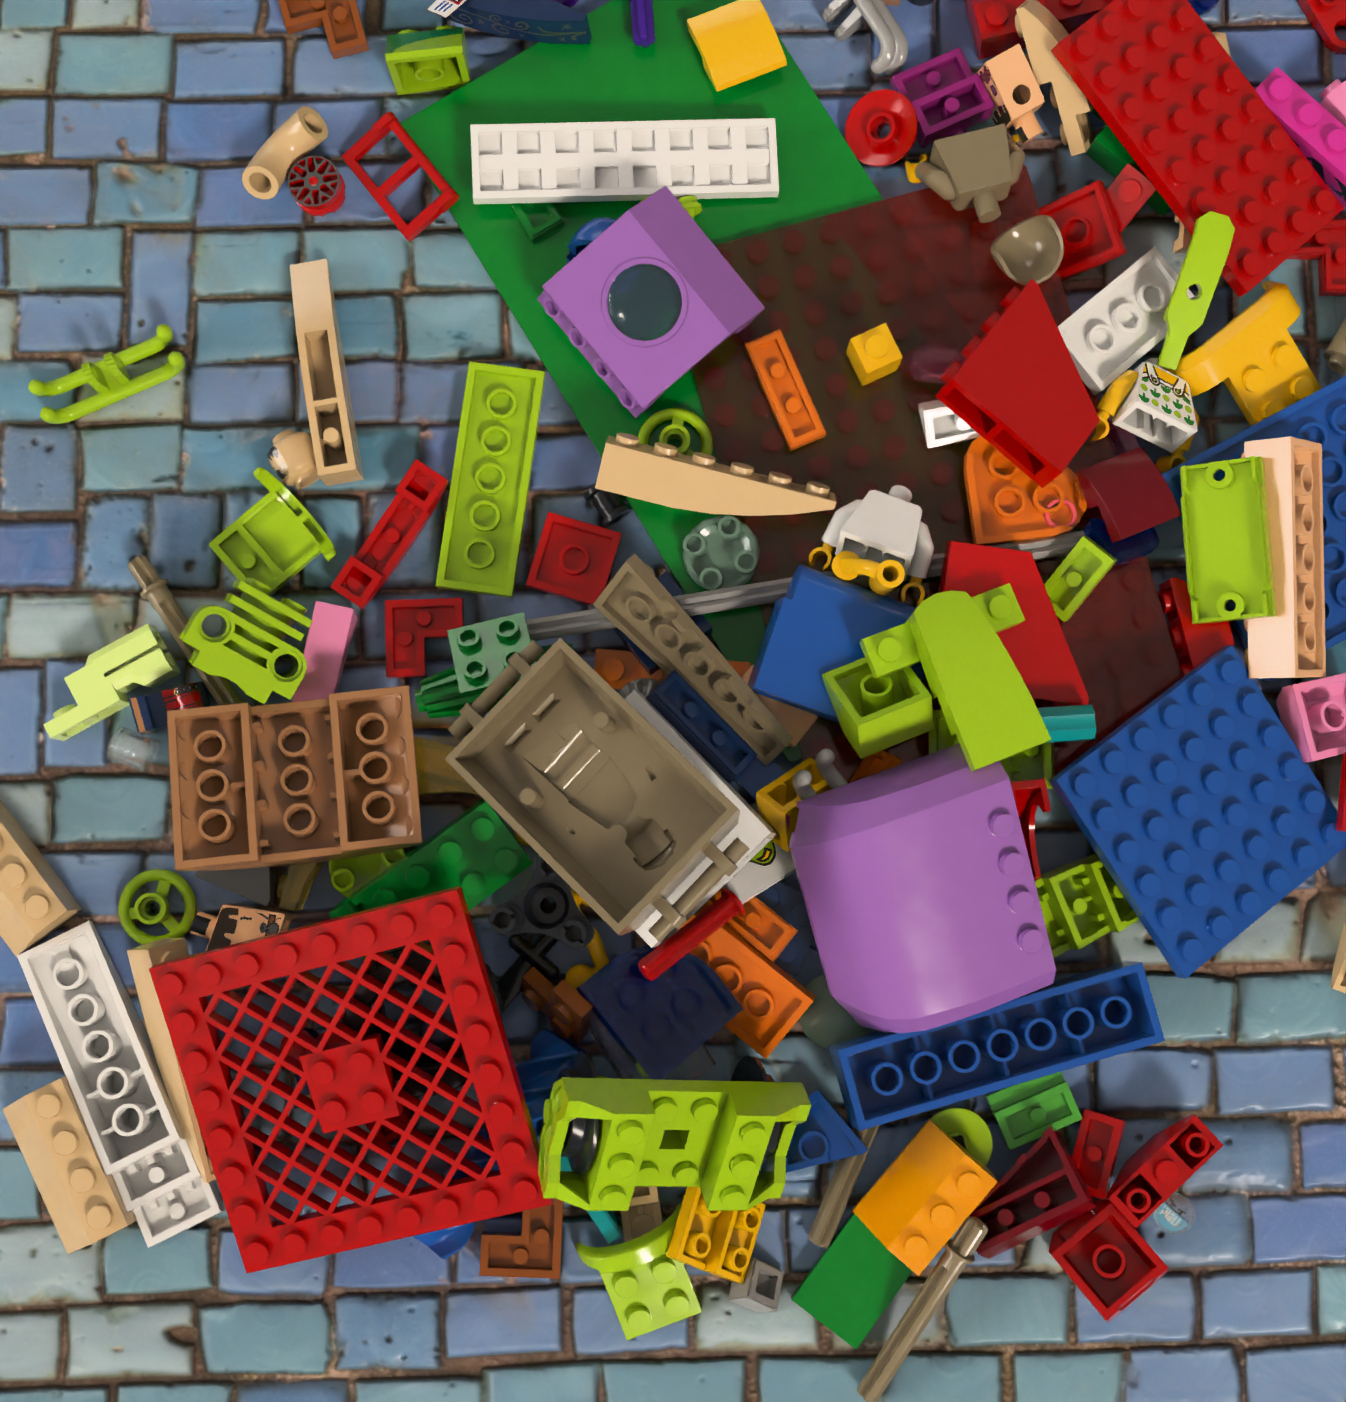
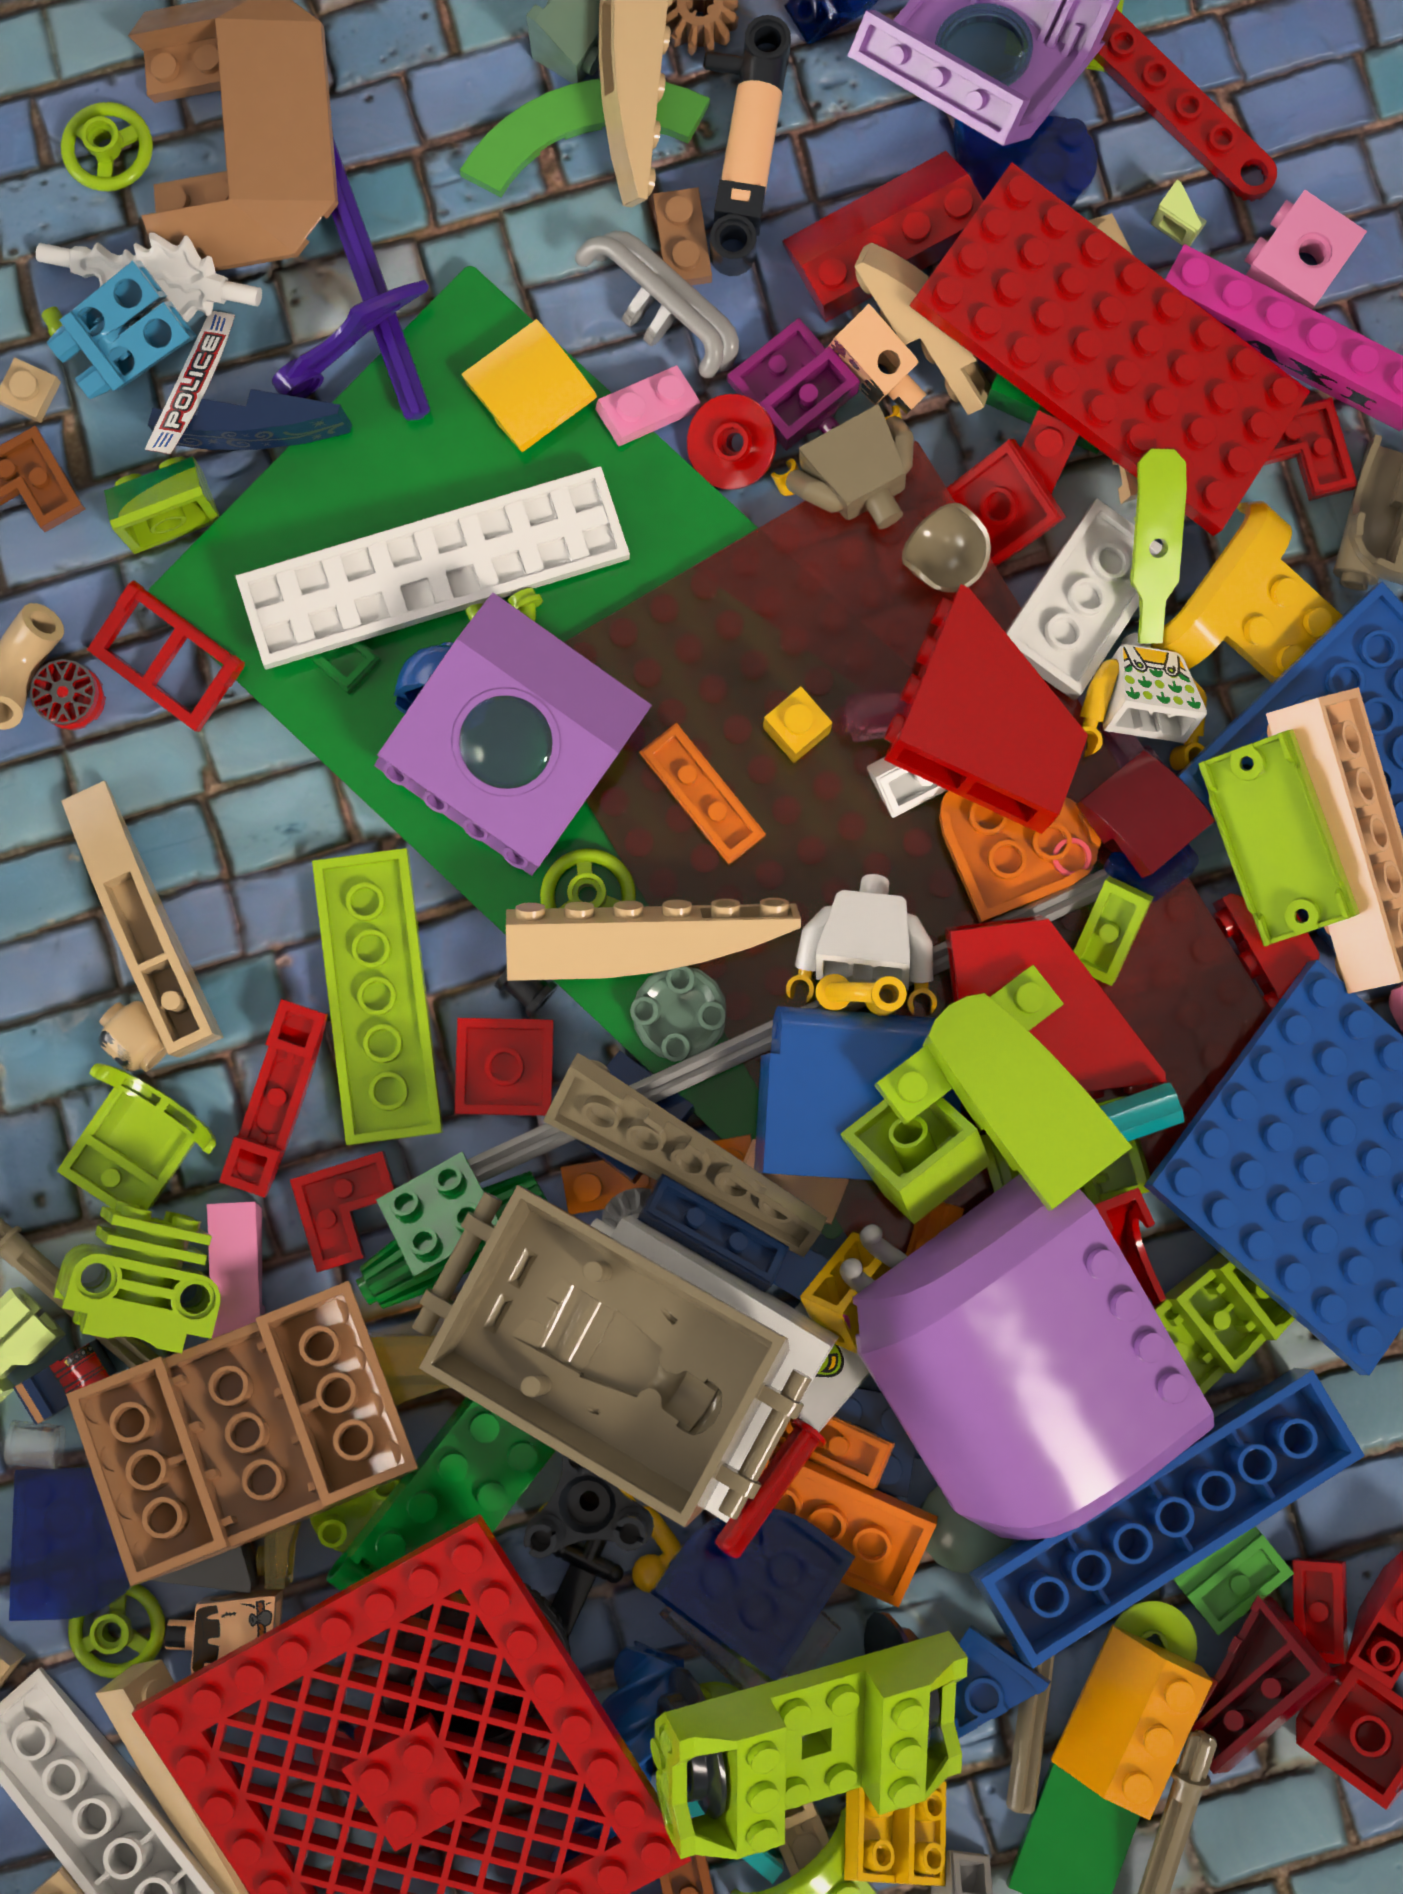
camera: 15 degrees left, 0 degrees up
(132, 834) = (61, 1547): none -> clear blue plate
(562, 1004) = (644, 1616): dark orange plate -> none
(823, 83) = (647, 405): none -> bright pink plate
(1276, 47) = (1177, 216): none -> yellowish green slope

